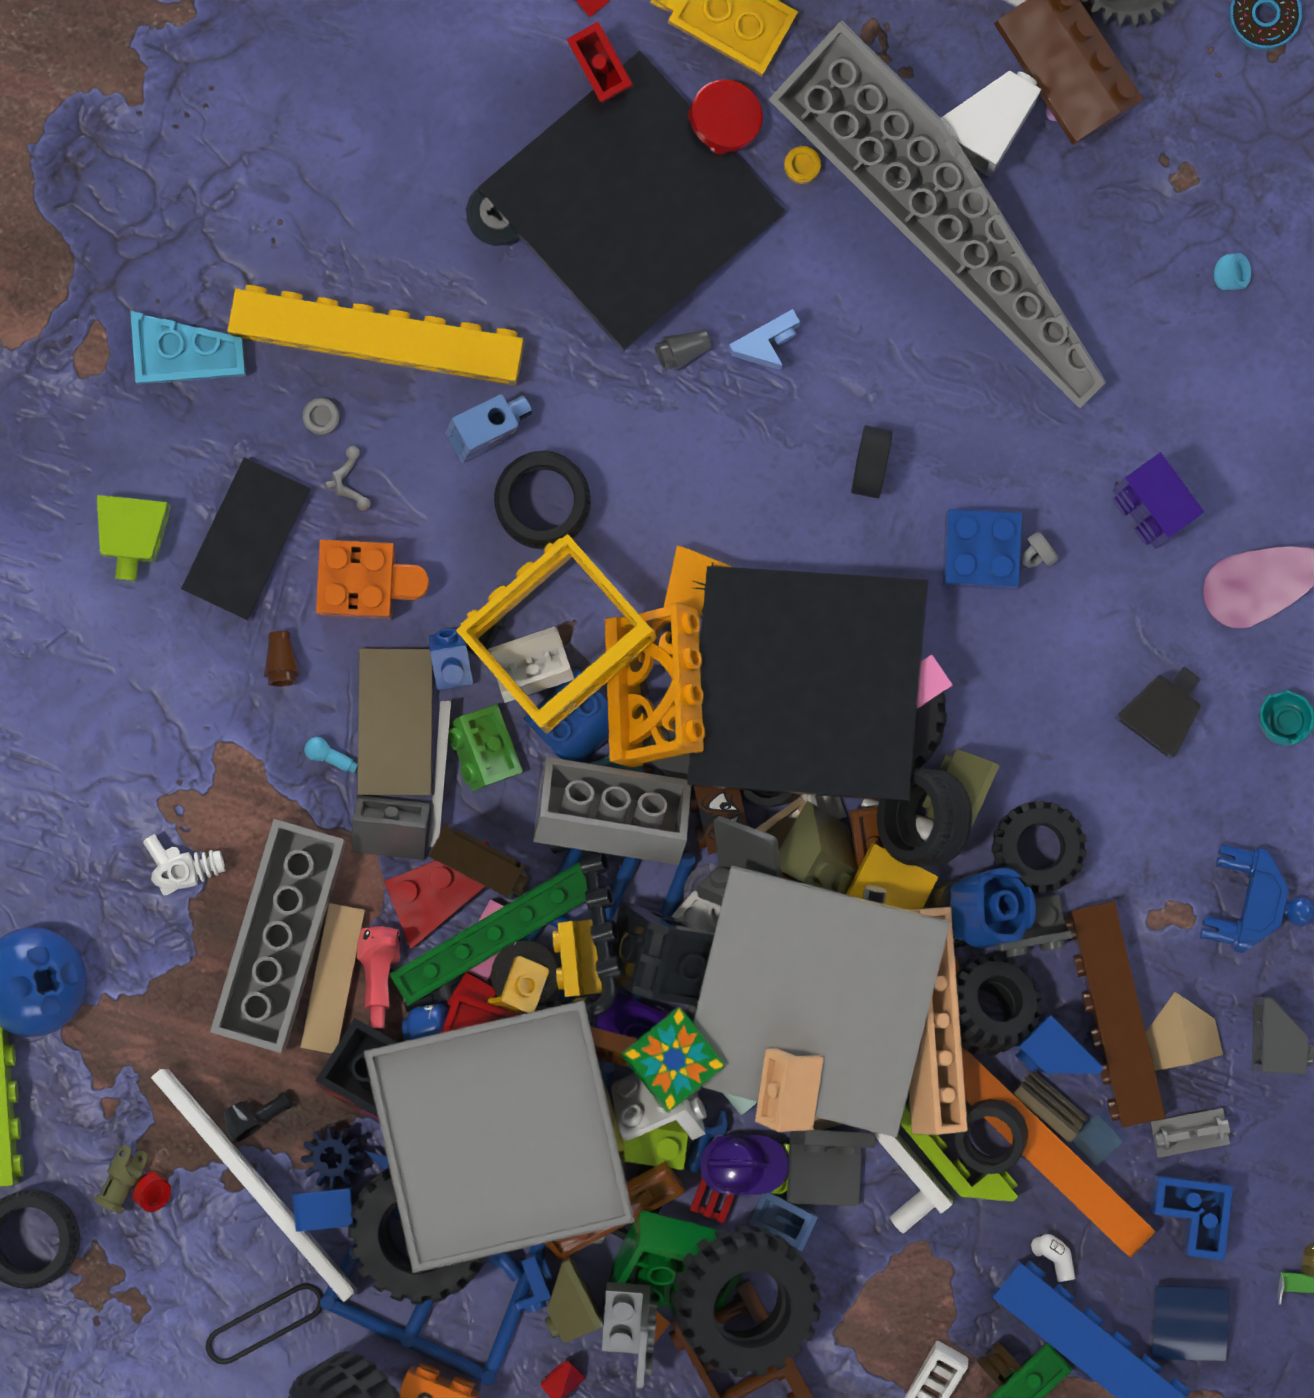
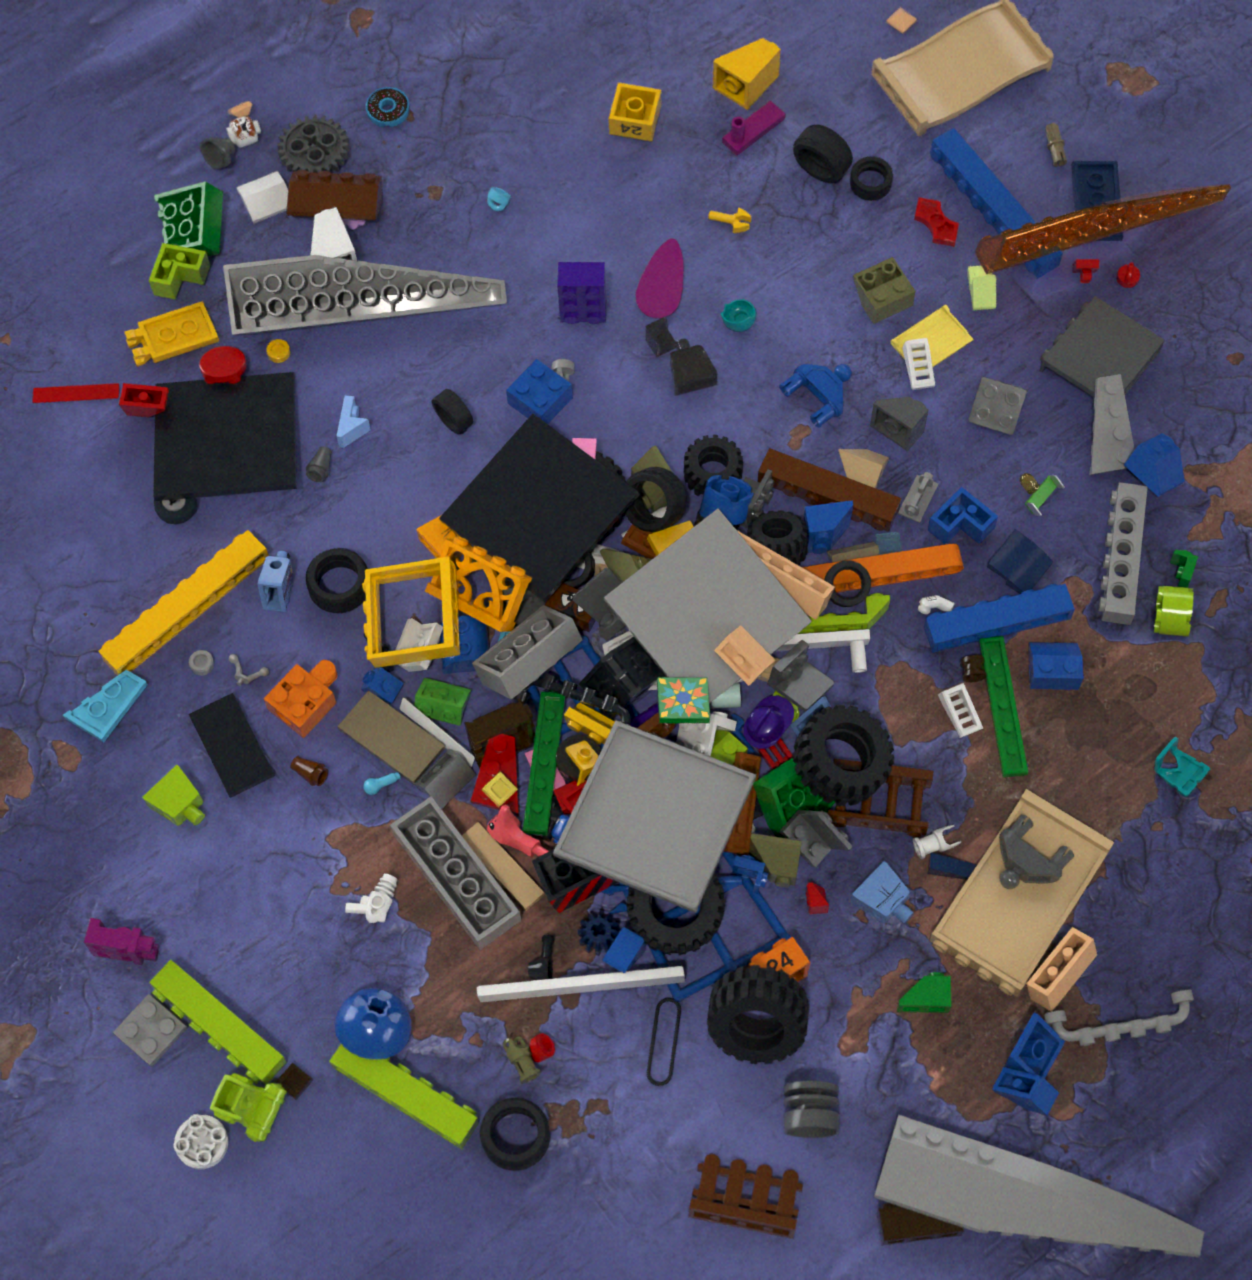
camera: 55 degrees left, 20 degrees down
(418, 908) = (499, 789): none -> light yellow tile
(1178, 641) = (659, 337): none -> clear smoke panel

